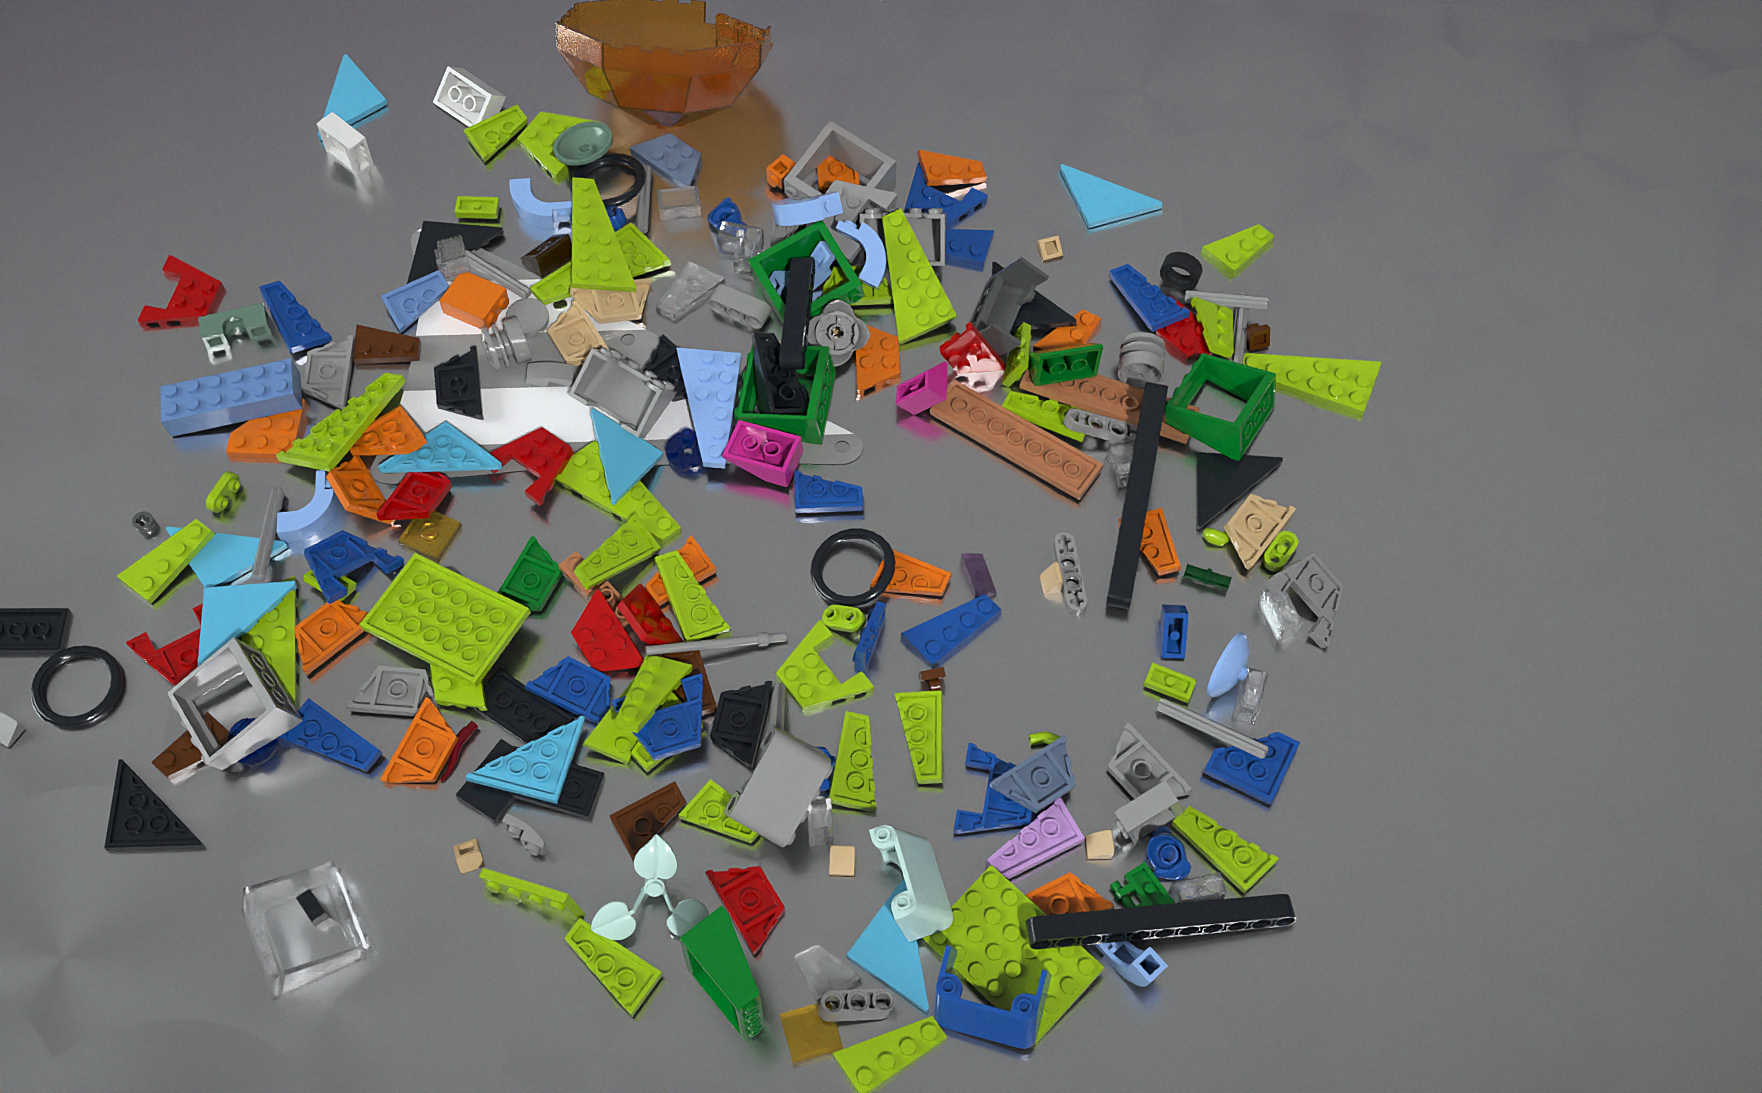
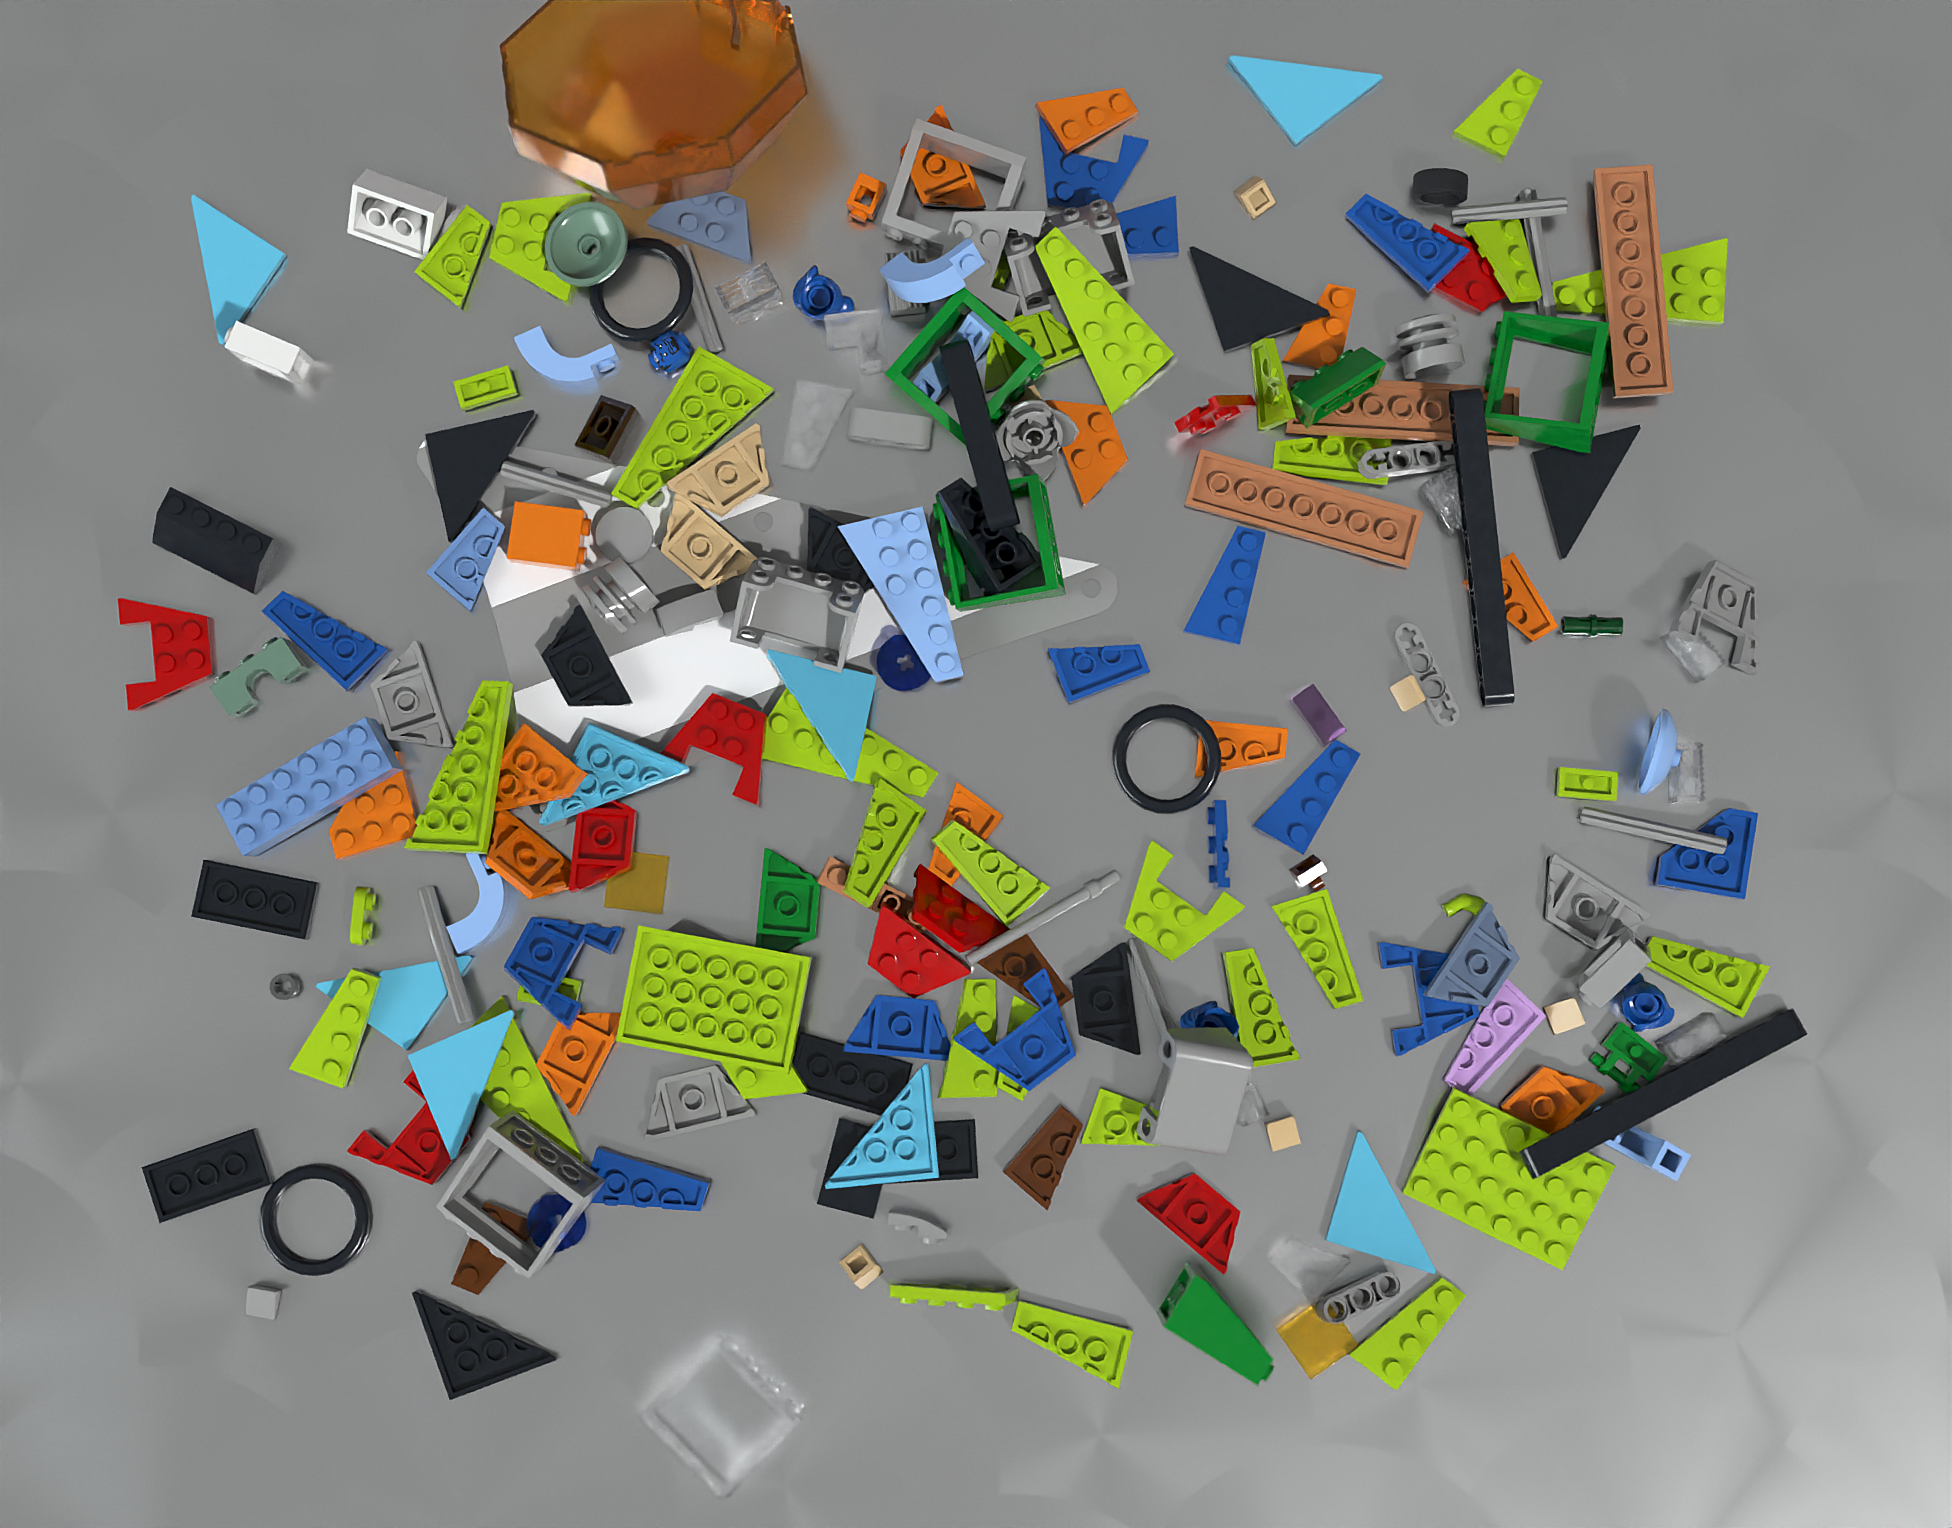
camera: 15 degrees left, 25 degrees up
(156, 462) = (255, 899): none -> black tile
(251, 239) = (213, 540): none -> black slope
(312, 907) = (716, 1387): black piece -> none
(384, 346) = (460, 640): reddish brown wing -> none
(422, 749) = (755, 1162): orange wing -> none
(452, 257) = (496, 488): clear brick -> none
(463, 735) = (791, 1135): dark red animal -> none
(595, 247) = (676, 414): lime wing -> none
(650, 689) = (994, 1007): lime wing -> none
(655, 864) = (1086, 1233): light aqua plant -> none
(764, 452) = (1003, 640): dark pink slope -> none
(841, 618) = (1178, 832): lime plate -> none
(875, 265) = (1049, 320): light blue arch -> none
(923, 389) = (1169, 478): dark pink slope -> none
(925, 904) = (1385, 1136): light aqua windscreen -> none
(939, 479) = (1227, 596): none -> blue wing
(1001, 303) = (1222, 332): dark grey windscreen -> none
(1013, 1027) = (1541, 1268): blue windscreen -> none
(1173, 631) = (1573, 714): blue slope -> none
(1215, 536) = (1593, 565): lime arm -> none
(1255, 527) = (1633, 539): tan wing -> none
(1258, 336) = (1562, 252): reddish brown tile -> none
(1280, 553) = (1671, 562): lime plate -> none
(1302, 364) = (1633, 281): none -> nougat plate

